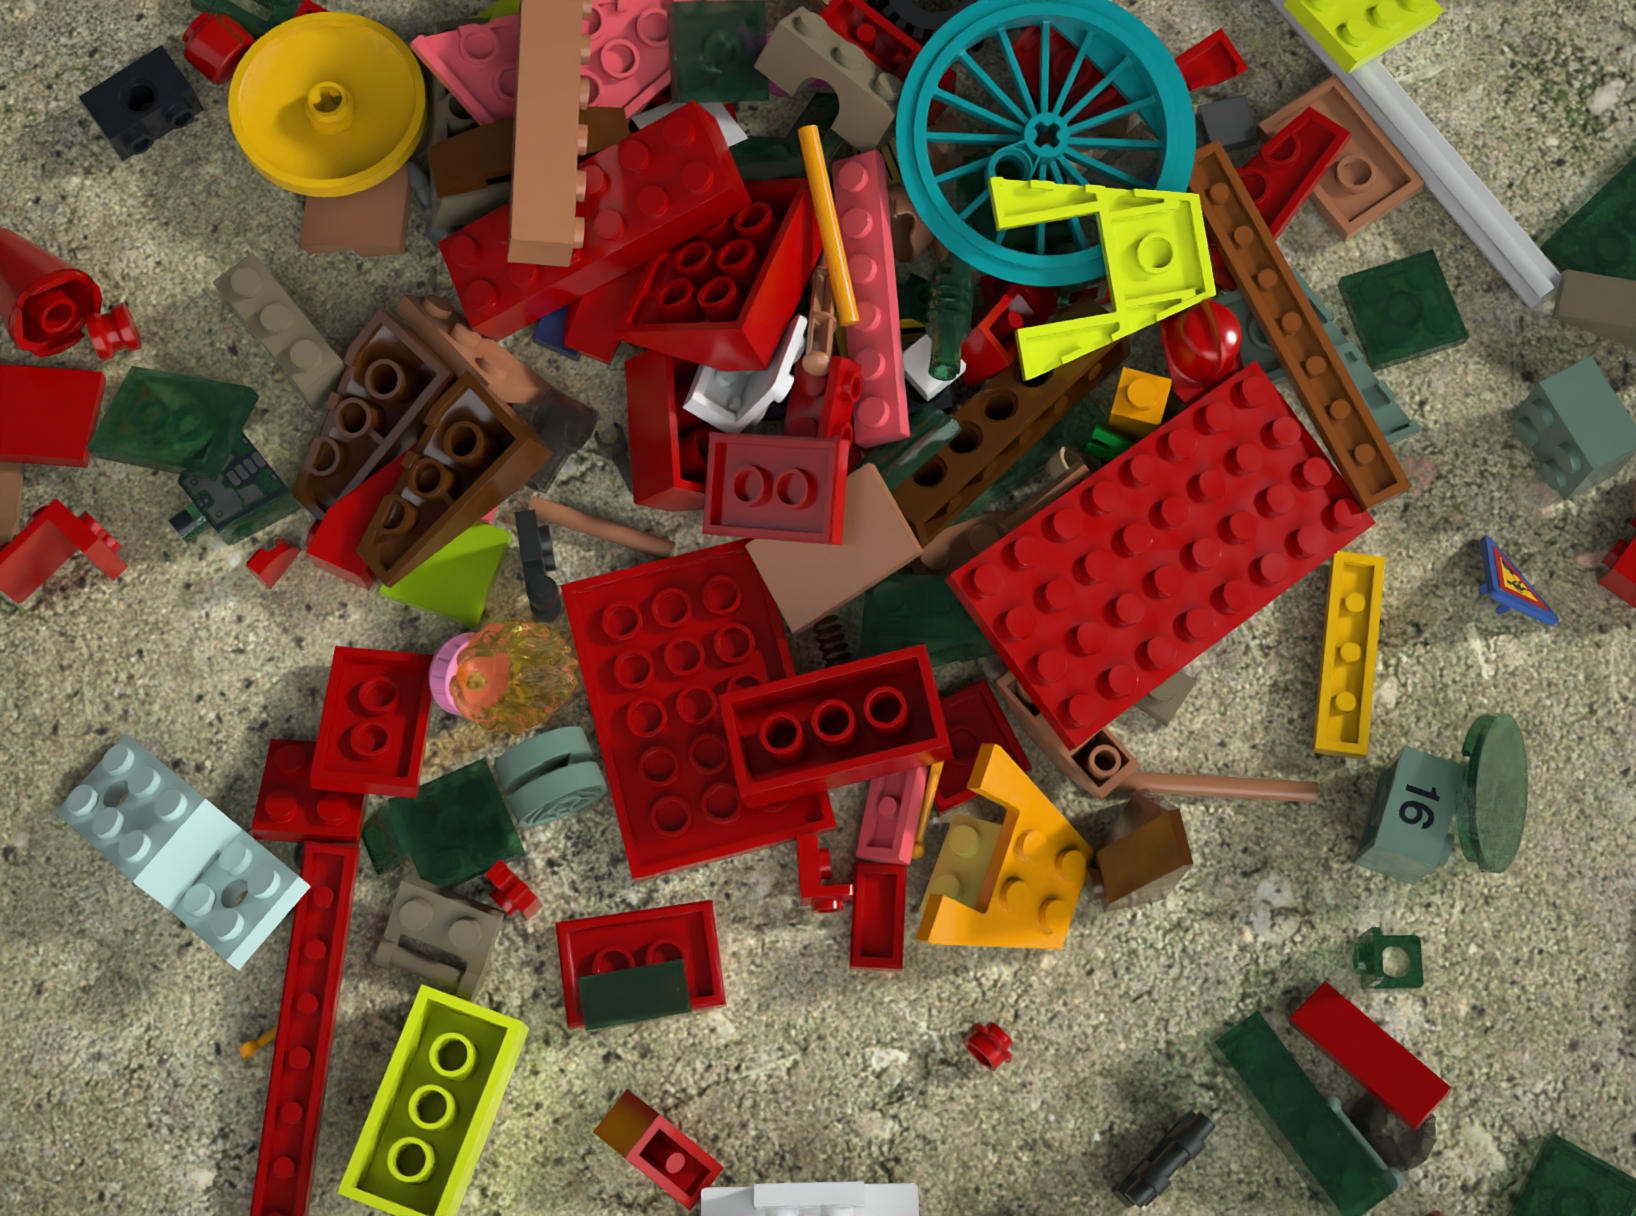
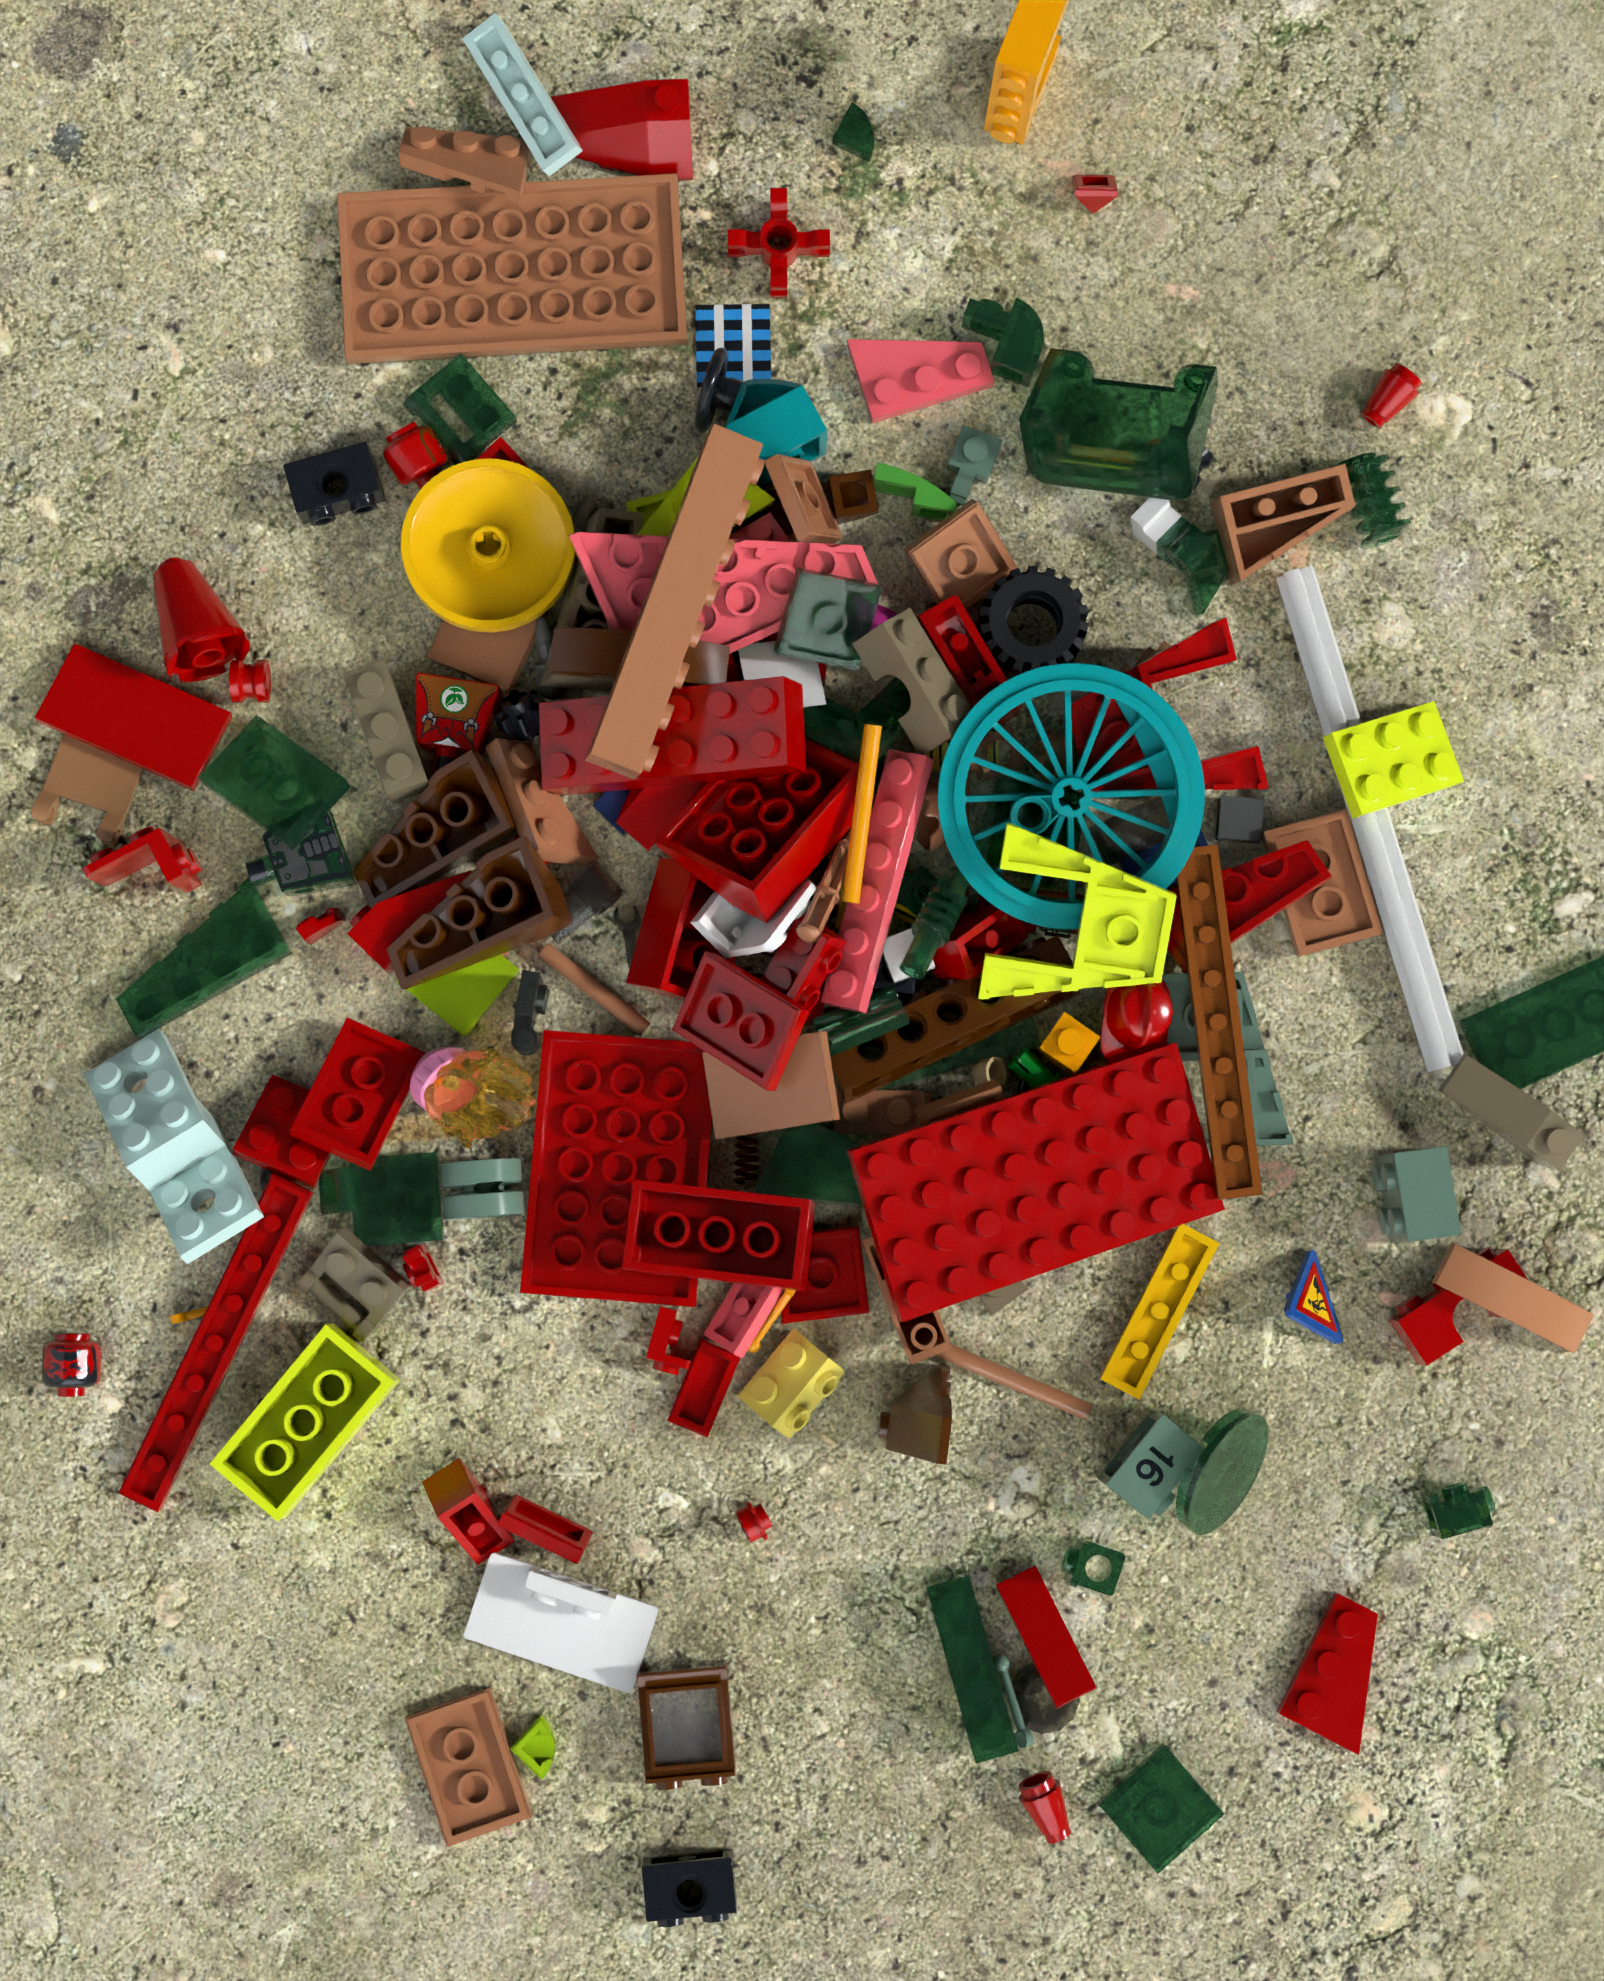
camera: 15 degrees right, 10 degrees up
(139, 1143) = (71, 1364): none -> head
(170, 630) = (218, 955): none -> clear green wing
(348, 288) = (453, 716): none -> torso
(420, 267) = (519, 713): none -> black gear
(634, 995) = (490, 1386): clear green tile -> none
(638, 940) = (504, 1359): red tile -> none
(754, 1136) = (545, 1528): none -> red tile
(1031, 874) = (832, 1404): light orange wing -> none
(1174, 1150) = (852, 1662): pearl dark grey plate -> none
(1402, 310) = (1321, 1034): clear green plate -> none

